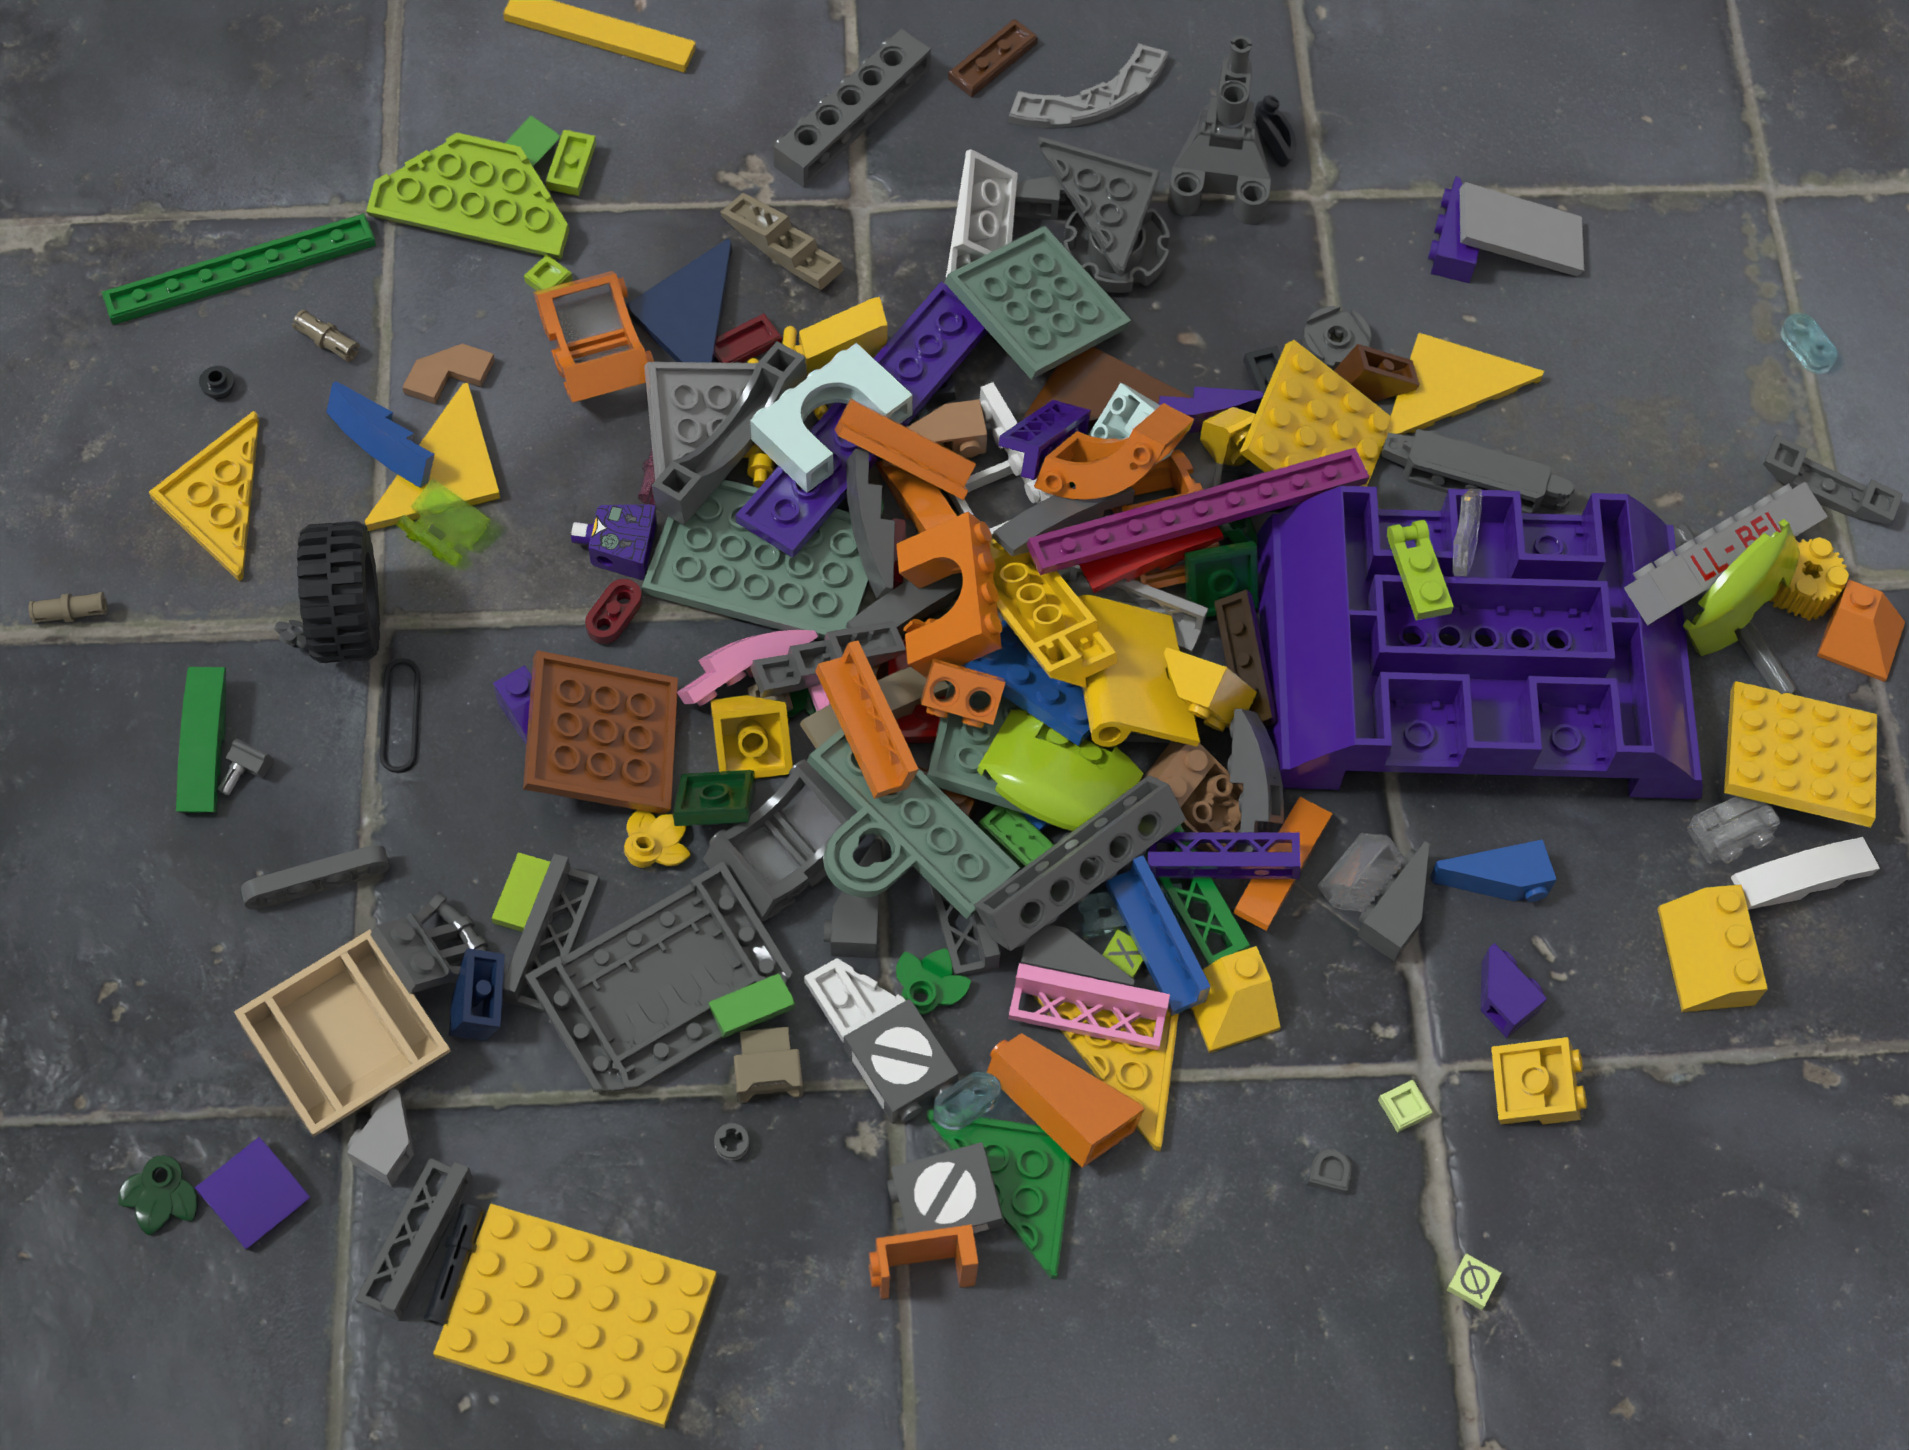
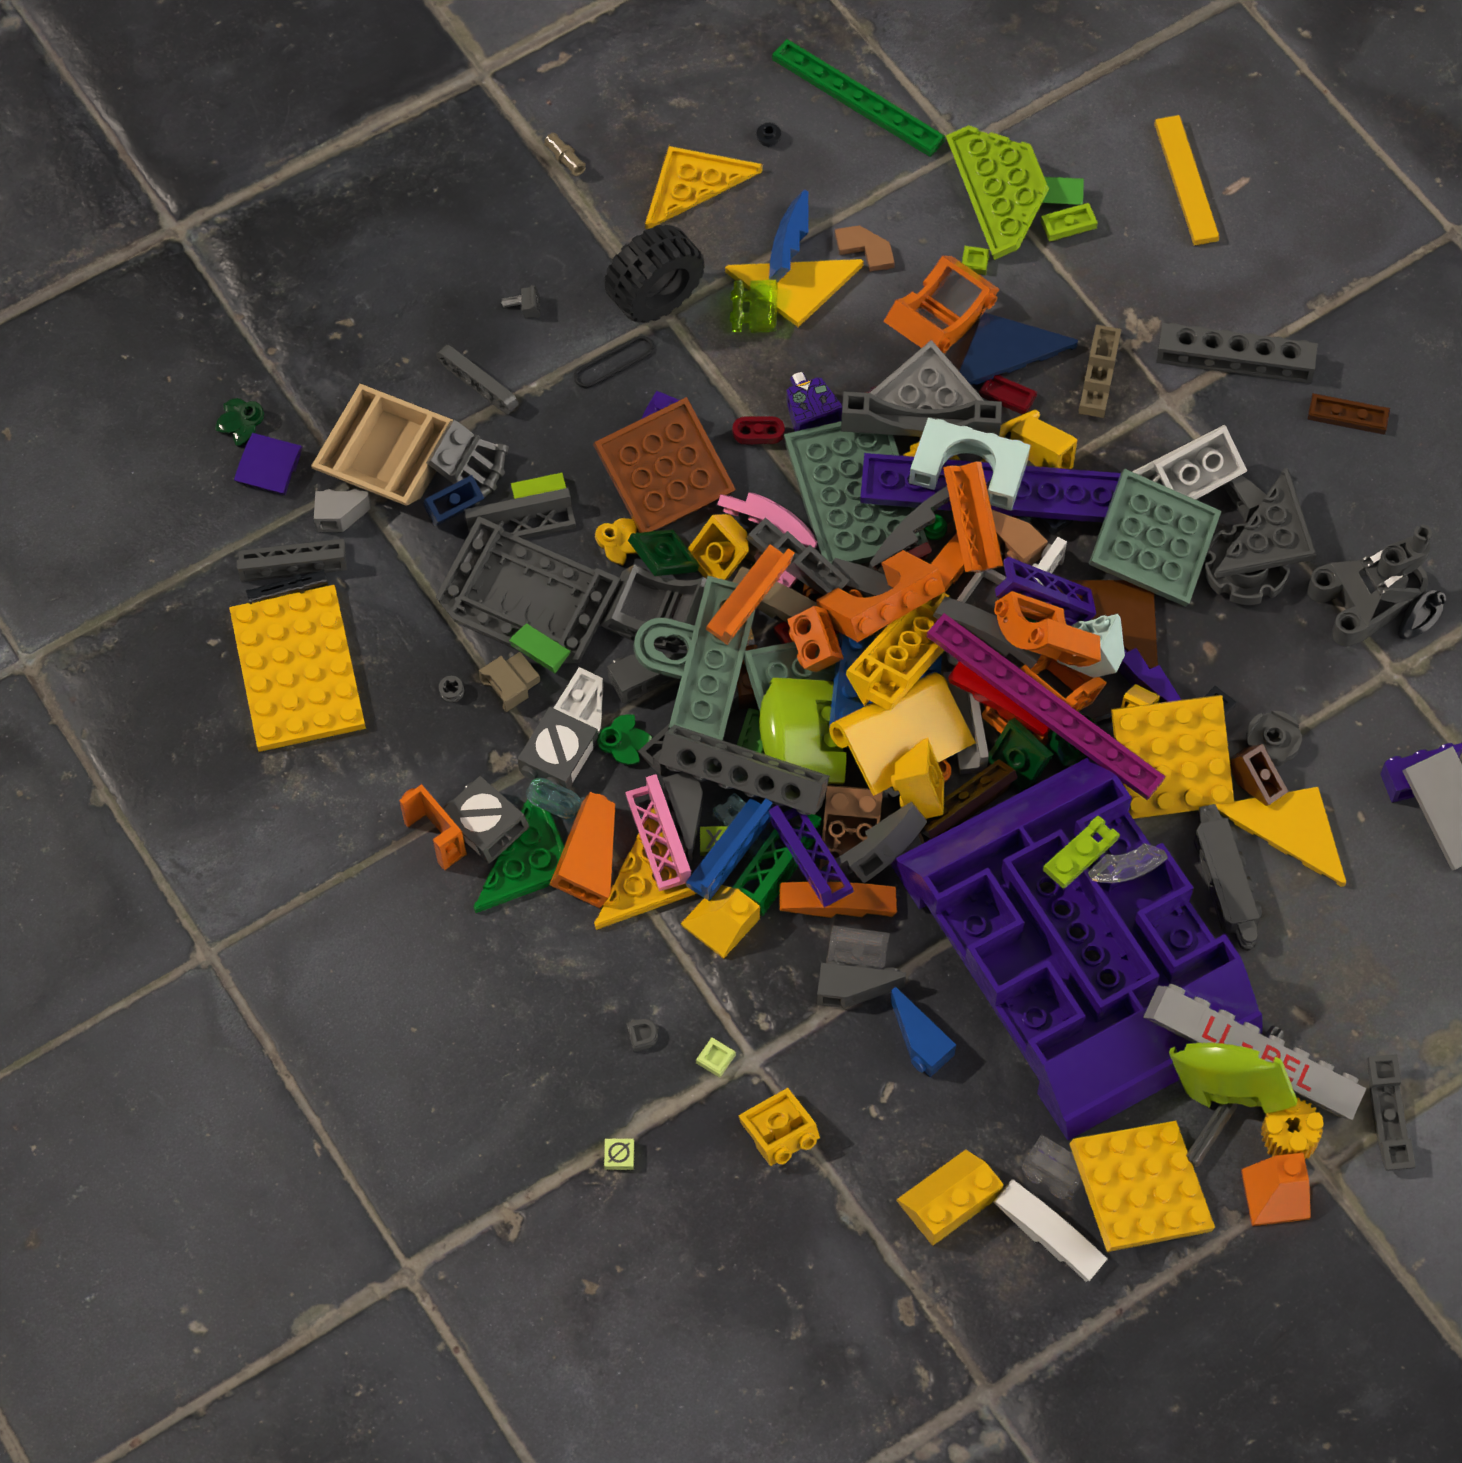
camera: 65 degrees right, 0 degrees up
(201, 739) = (522, 270): green slope -> none
(326, 335) = (842, 169): dark tan pin -> none
(1093, 103) = (1364, 496): light grey tile -> none
(1506, 993) = (831, 1079): dark purple slope -> none

